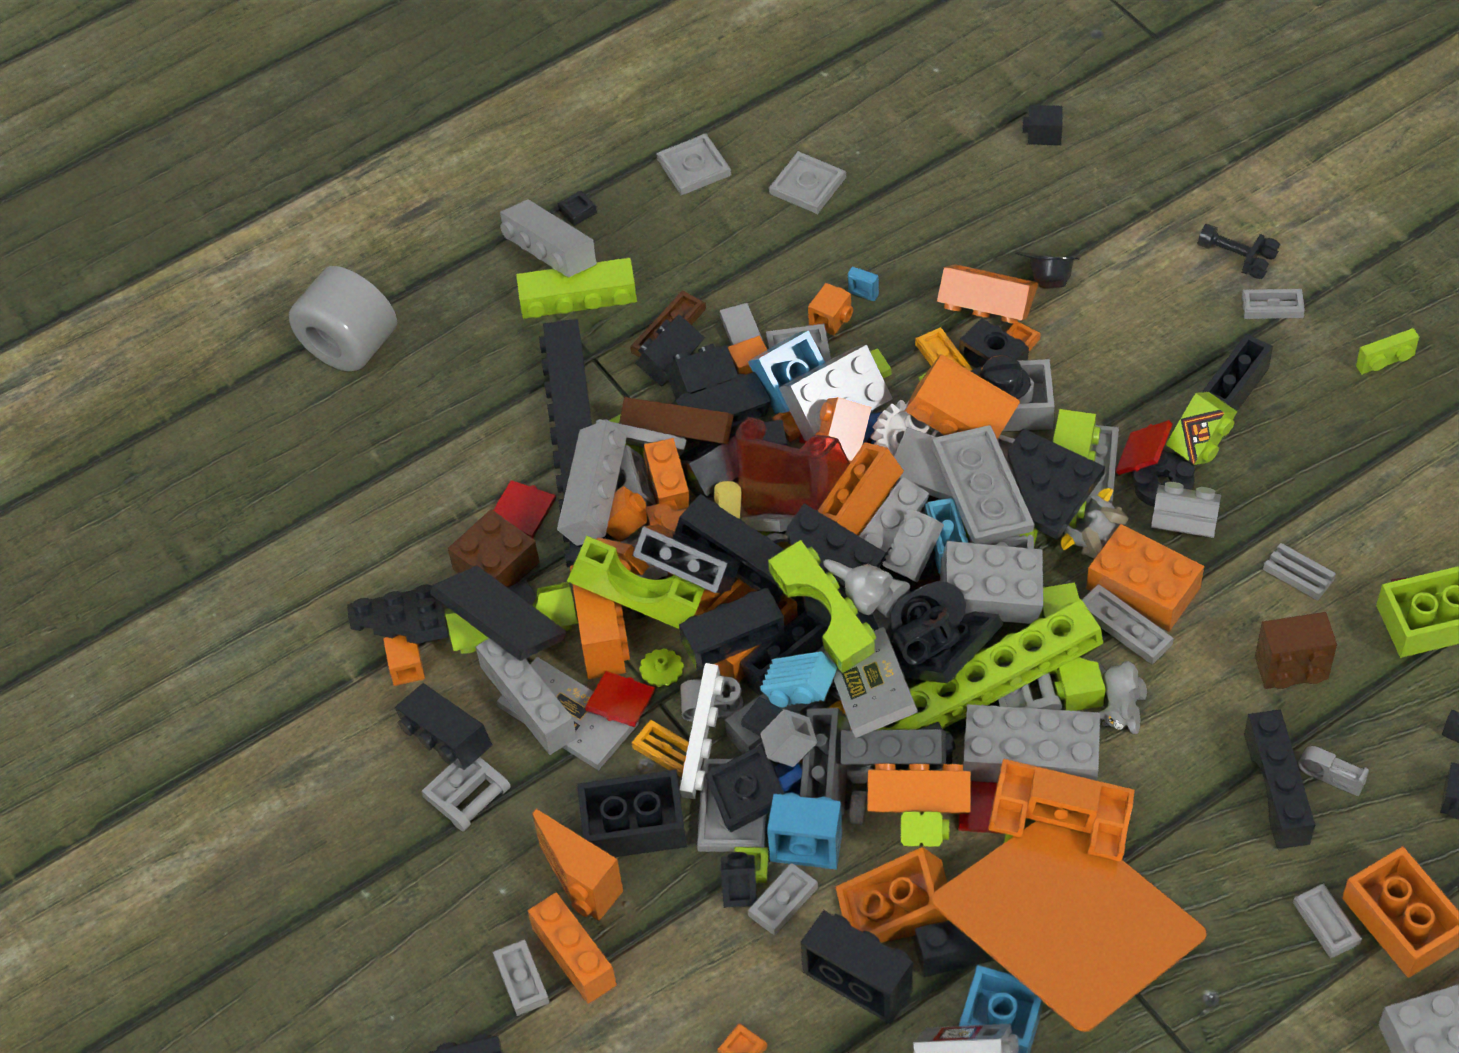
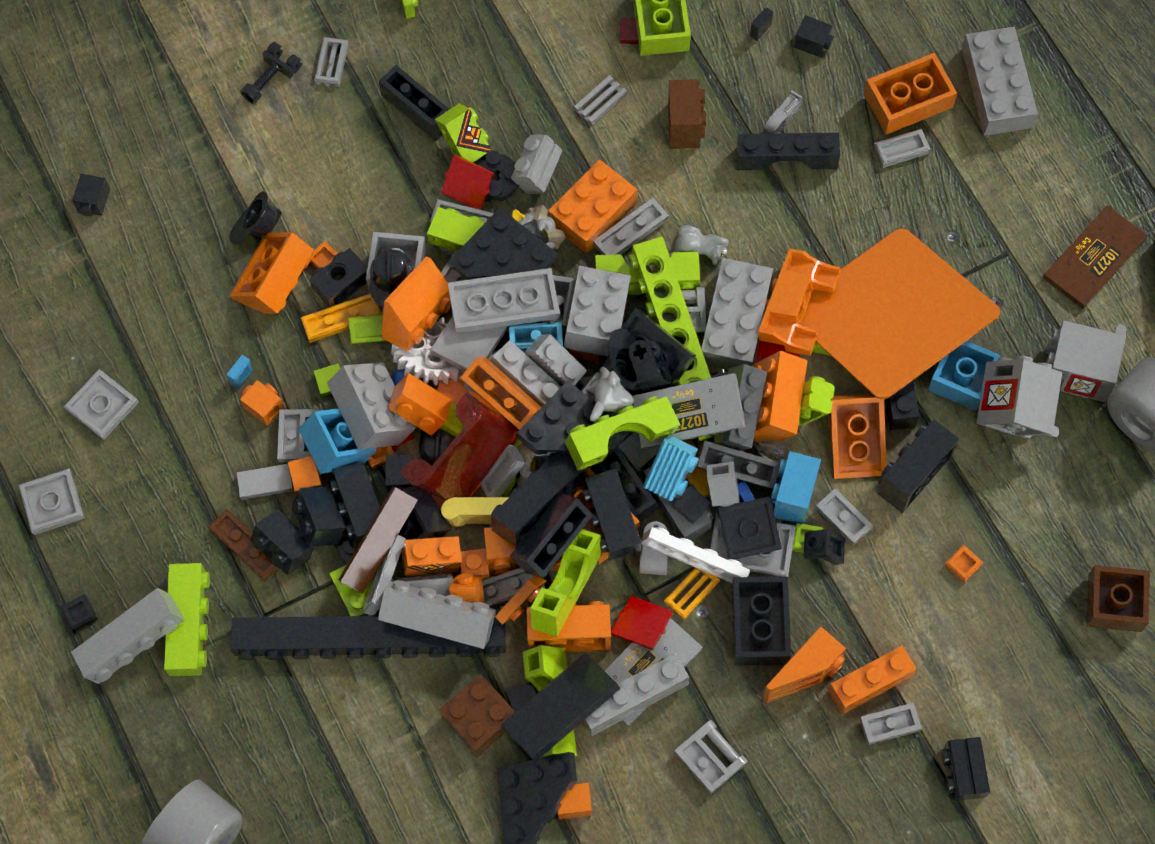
camera: 85 degrees left, 15 degrees up
(443, 727) = (655, 769): black brick -> none
(524, 506) = (424, 691): red piece -> none
(661, 667) = (611, 588): lime piece -> none

